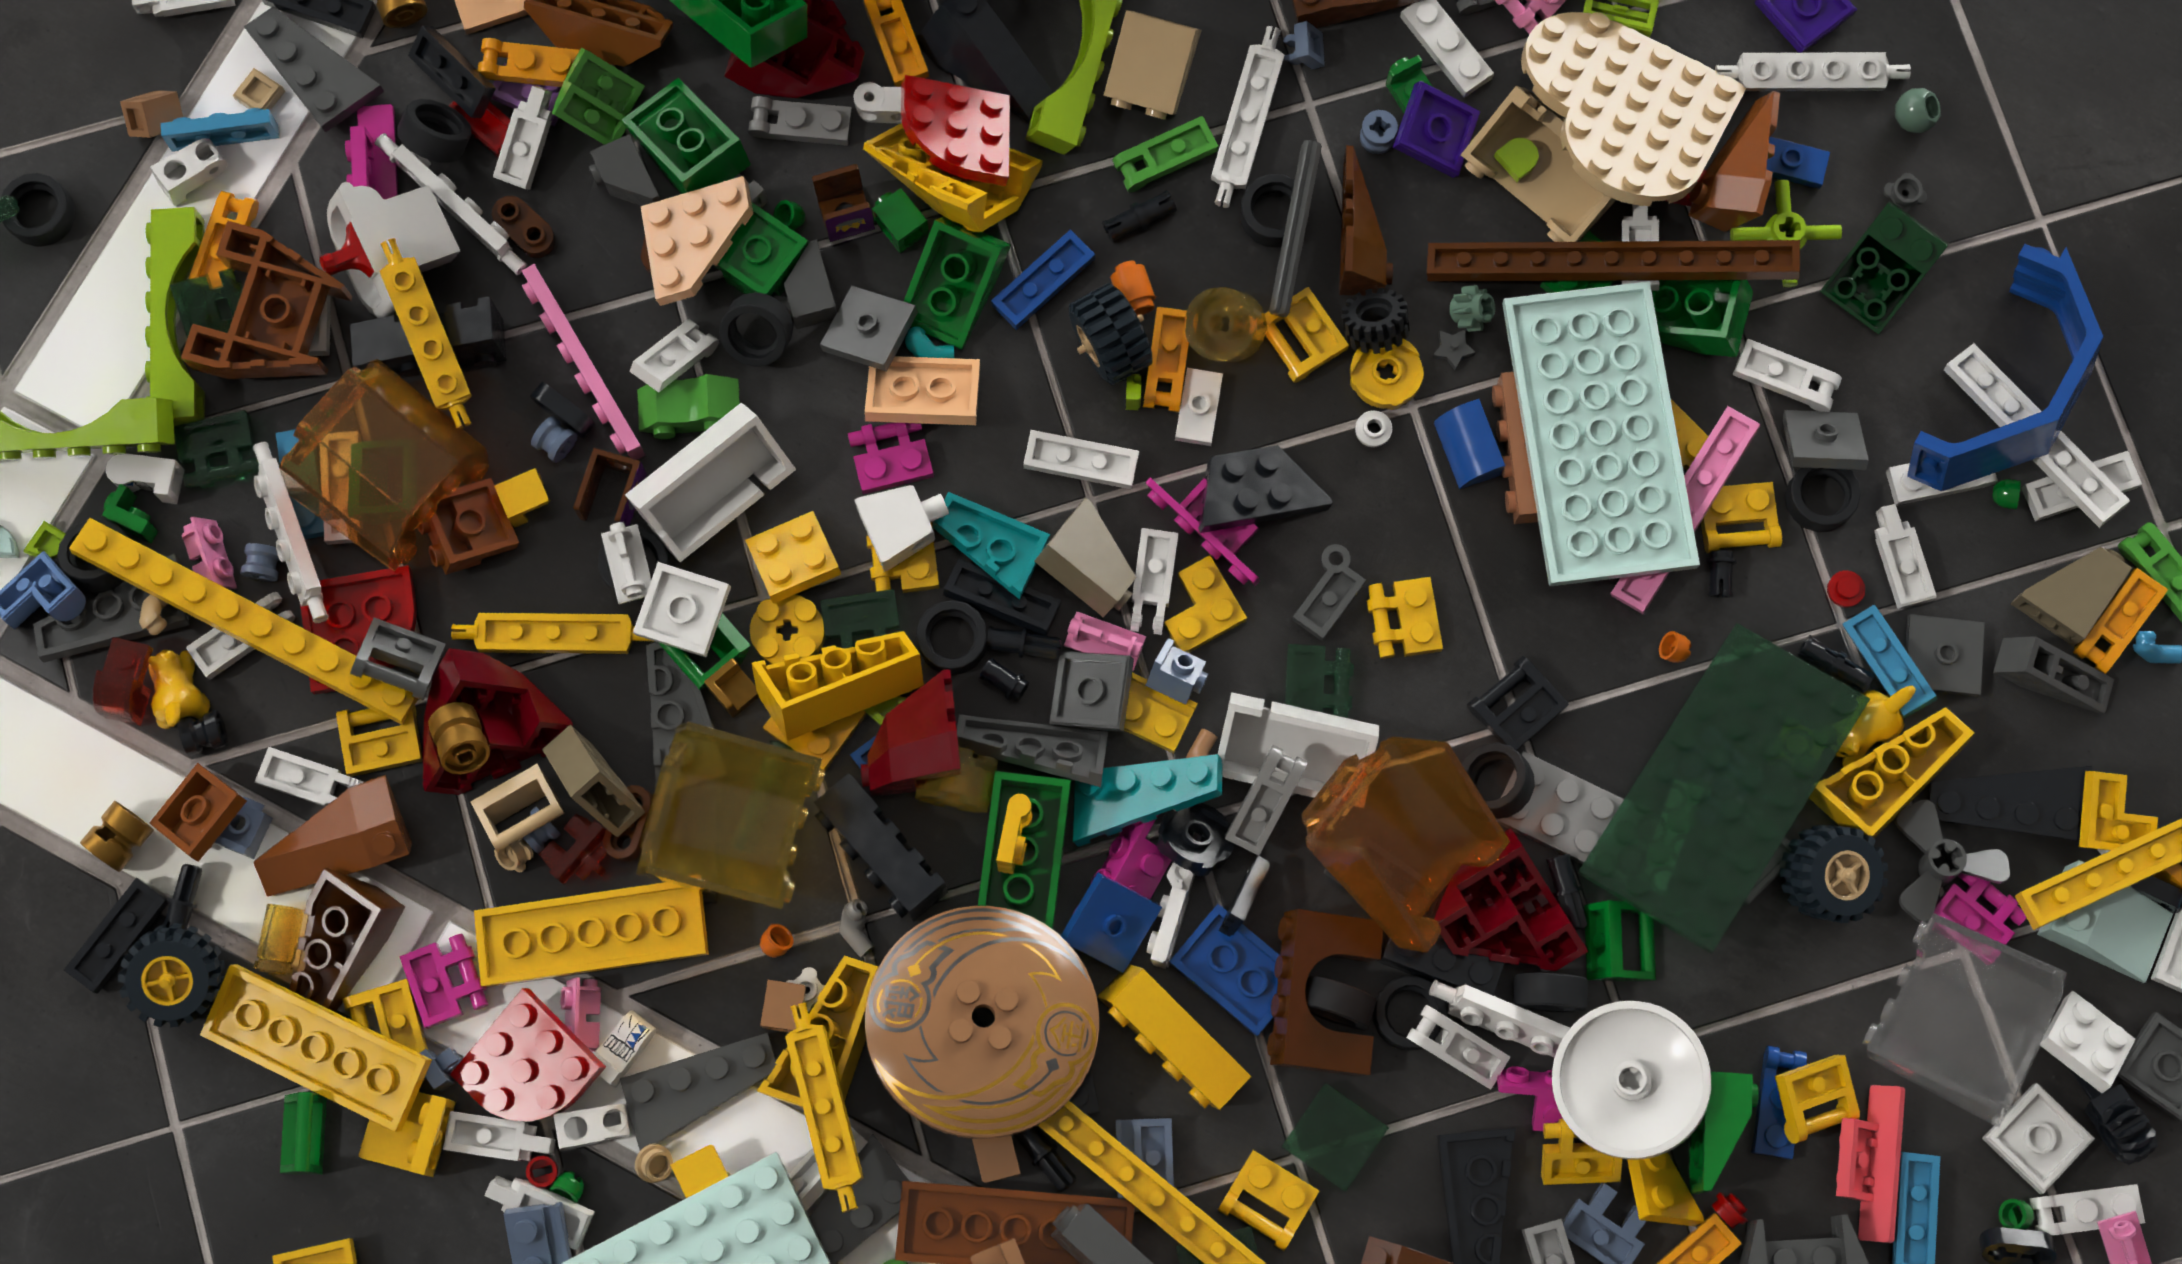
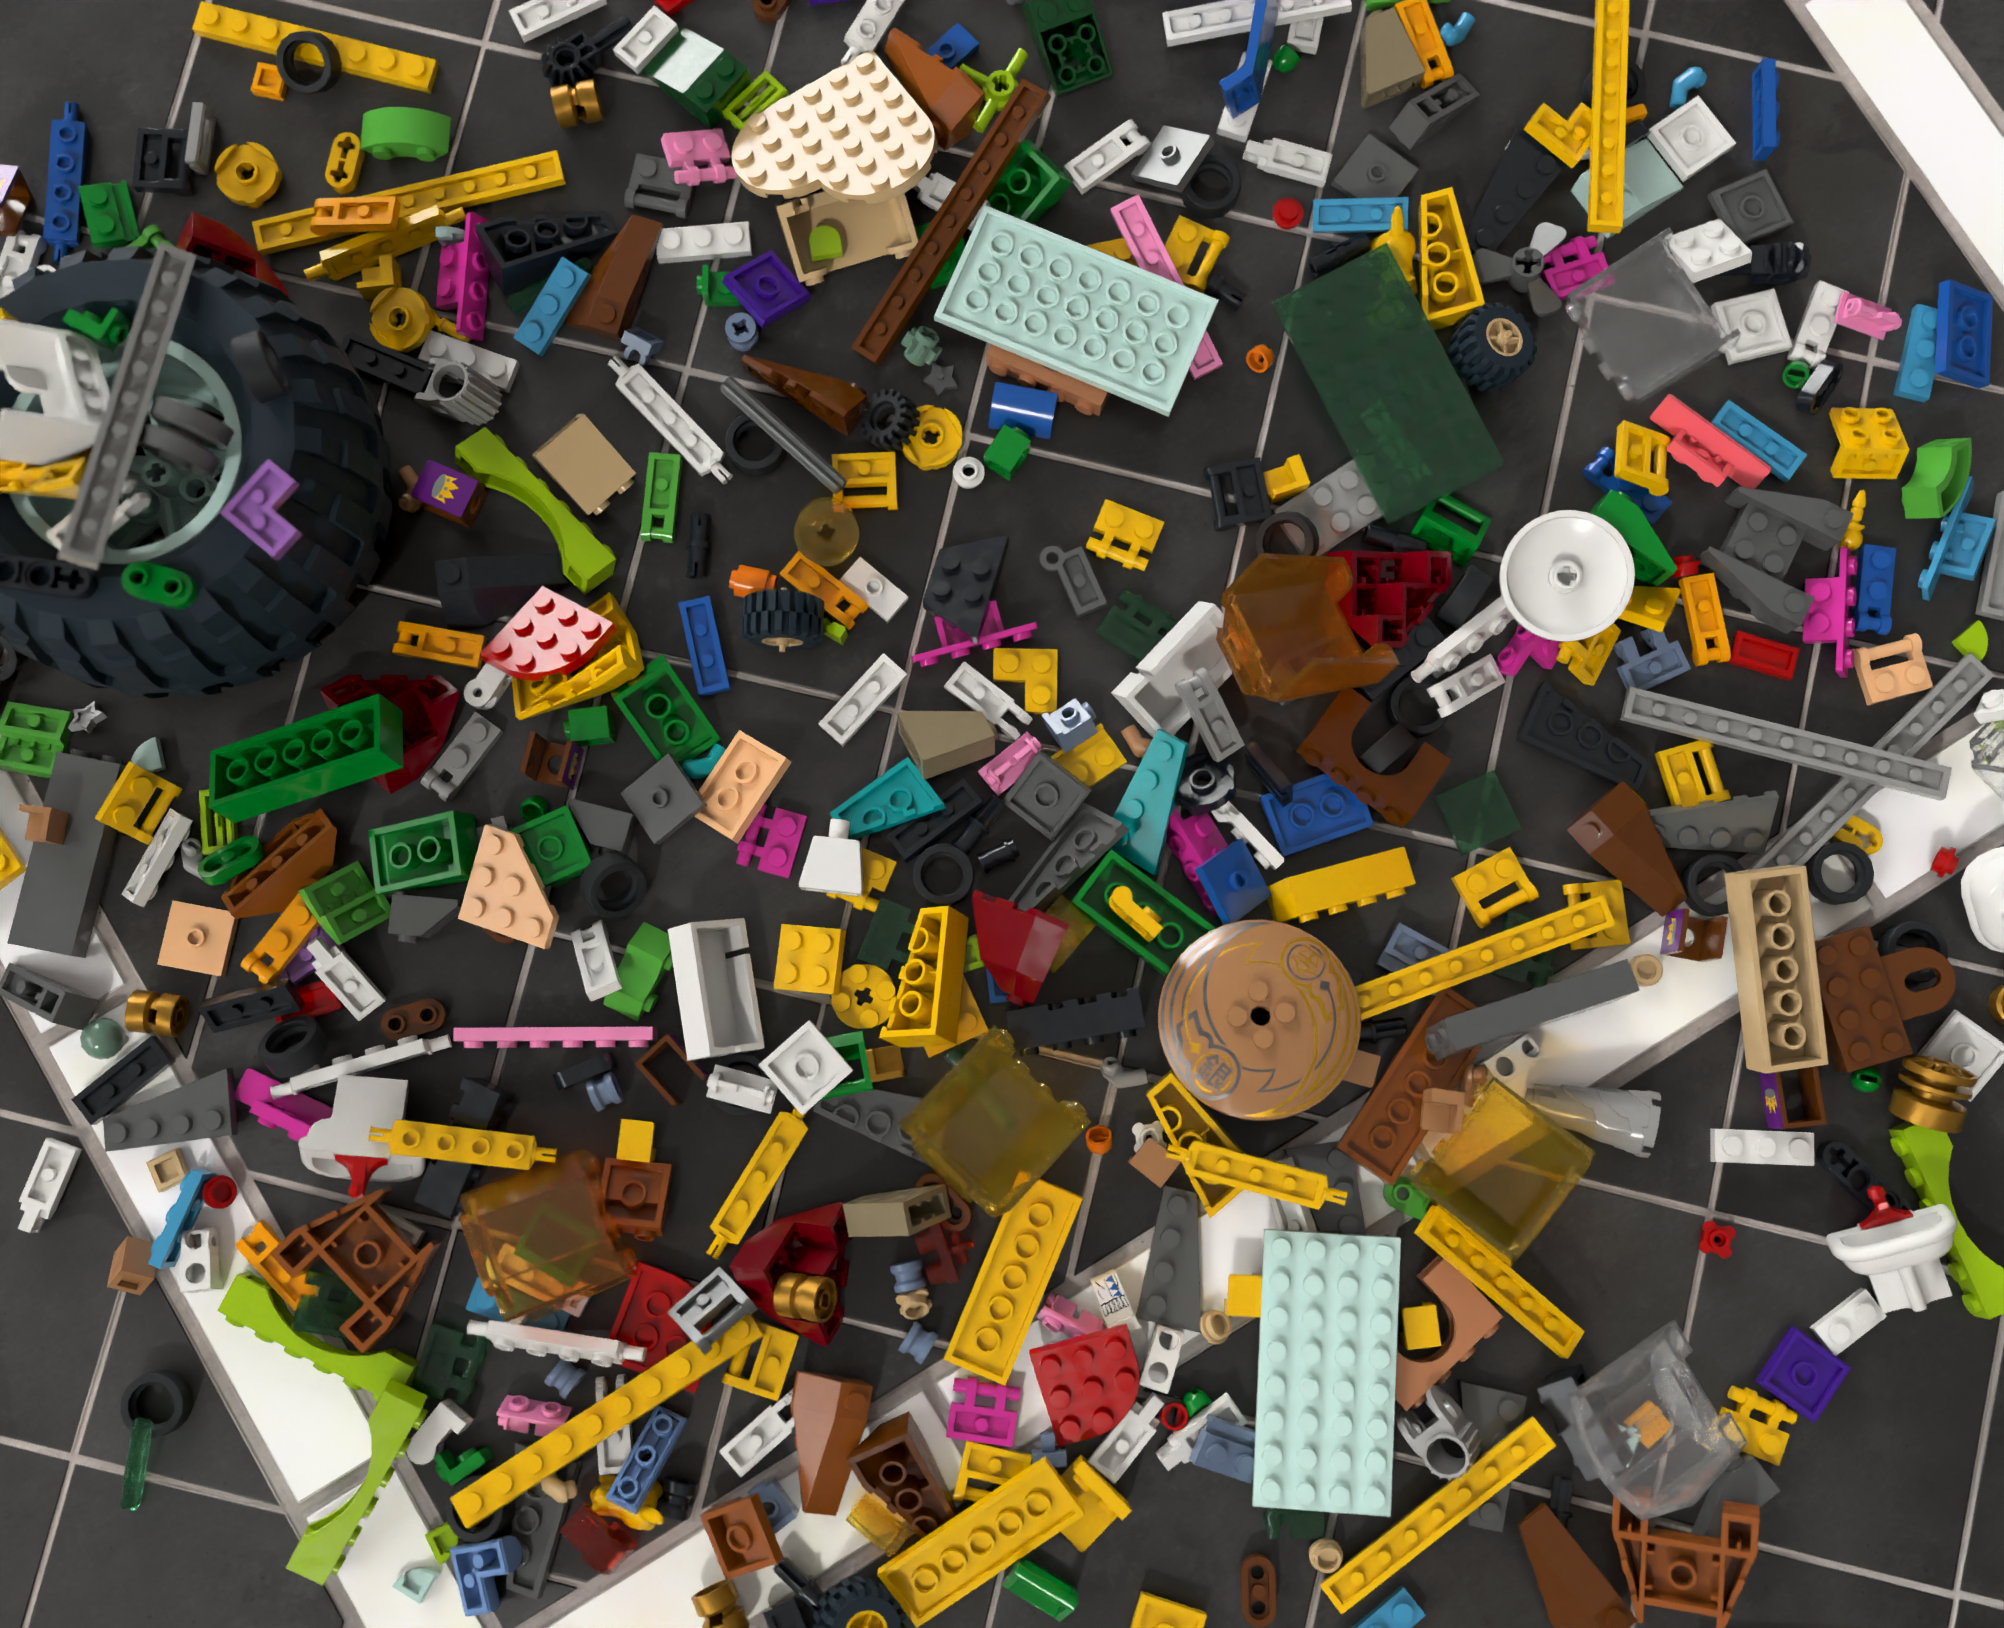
camera: 60 degrees left, 5 degrees up
(202, 682) = (638, 1477): none -> medium blue tile
(262, 148) = (219, 1192): none -> red plate
(477, 877) = (918, 1342): none -> sand blue wheel
(511, 798) = (871, 1281): tan tile -> none
(1418, 453) = (1007, 451): none -> green brick
(1561, 744) = (1286, 480): none -> yellow panel

